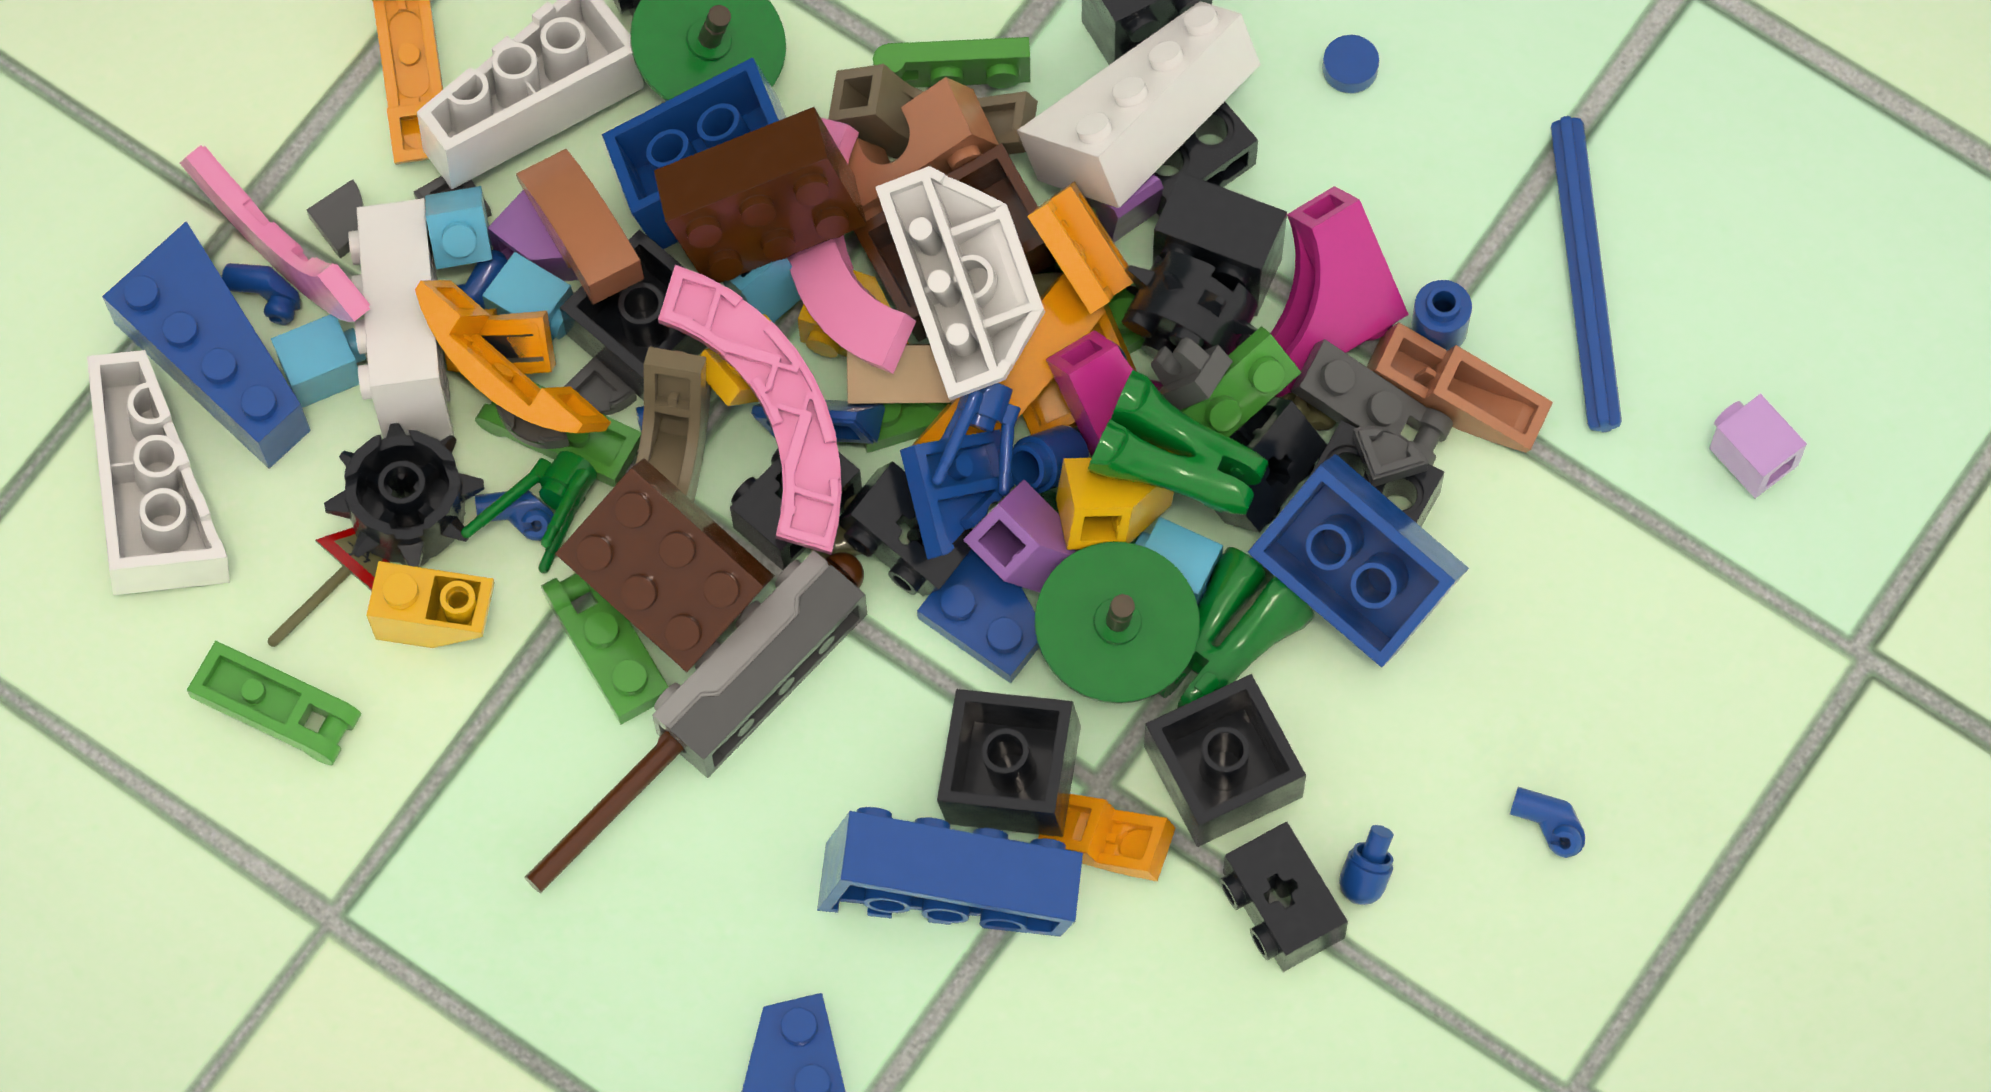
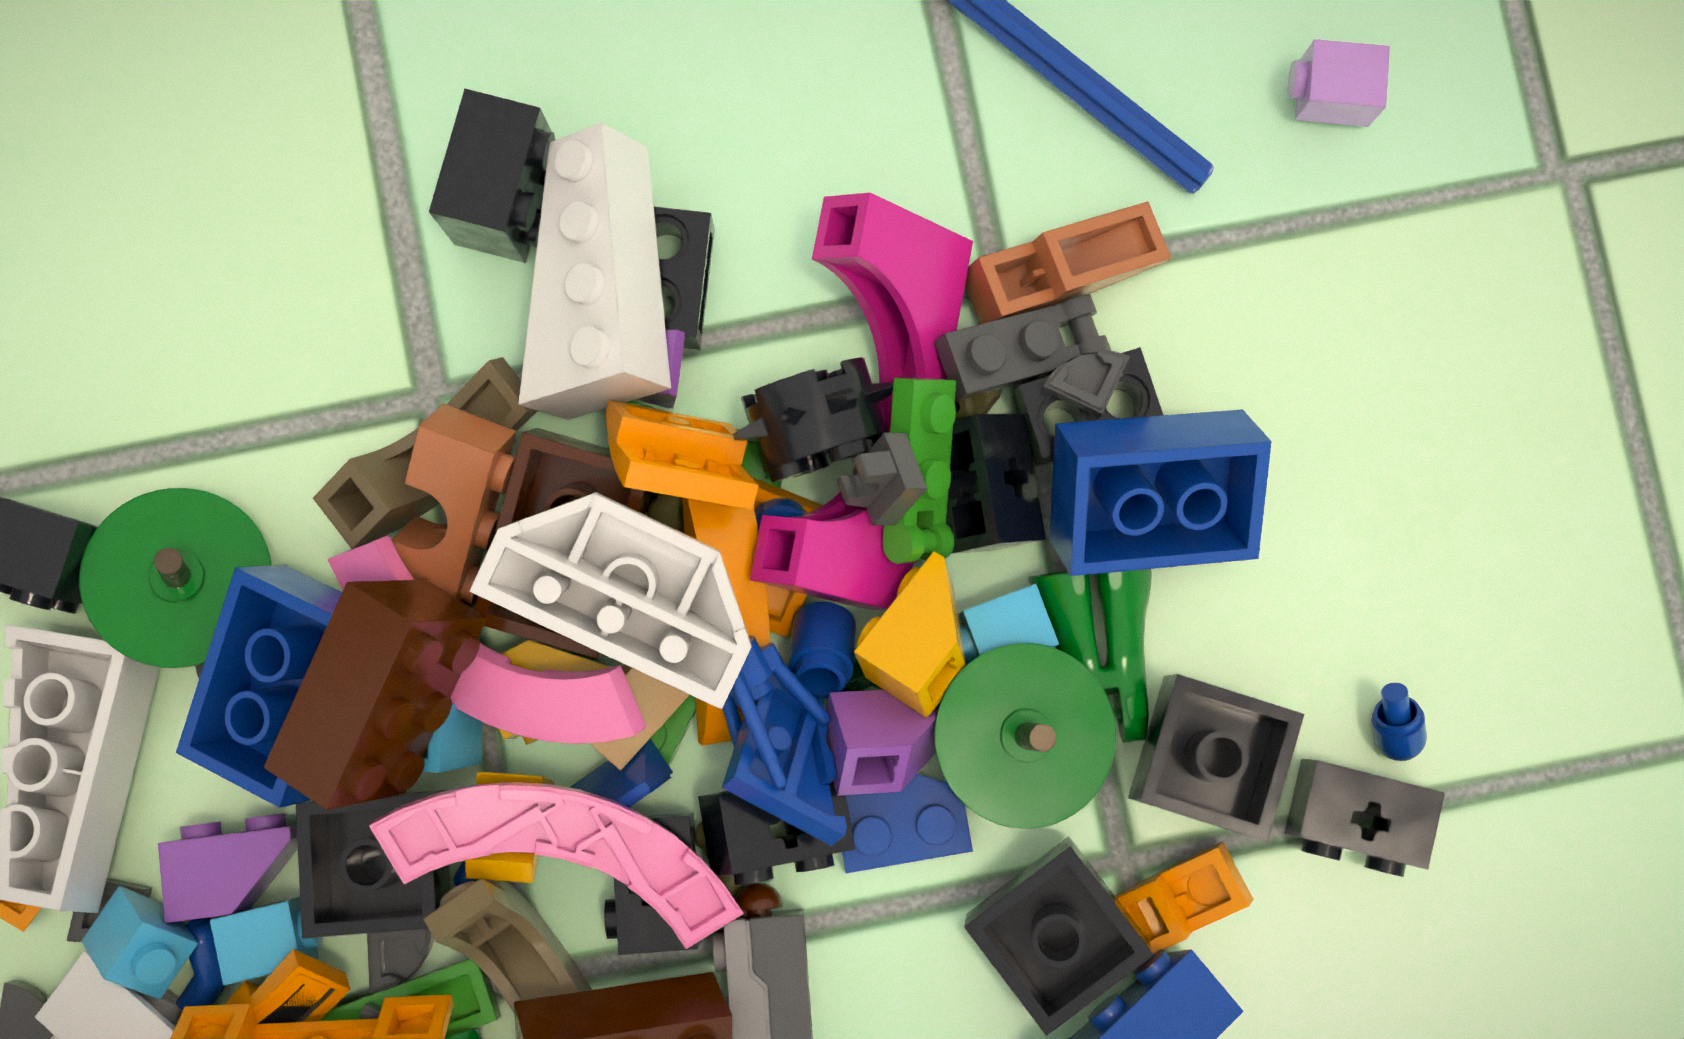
camera: 50 degrees left, 15 degrees up
(581, 226) = (242, 852): nougat slope -> none
(970, 62) = (394, 389): bright green plate -> none
(1167, 449) = (889, 550): green piece -> none
(1224, 230) = (773, 330): black brick -> none
(1350, 63) = (704, 71): blue tile -> none
(1442, 313) = (995, 234): blue brick -> none
(1556, 819) = (1488, 537): blue arm -> none

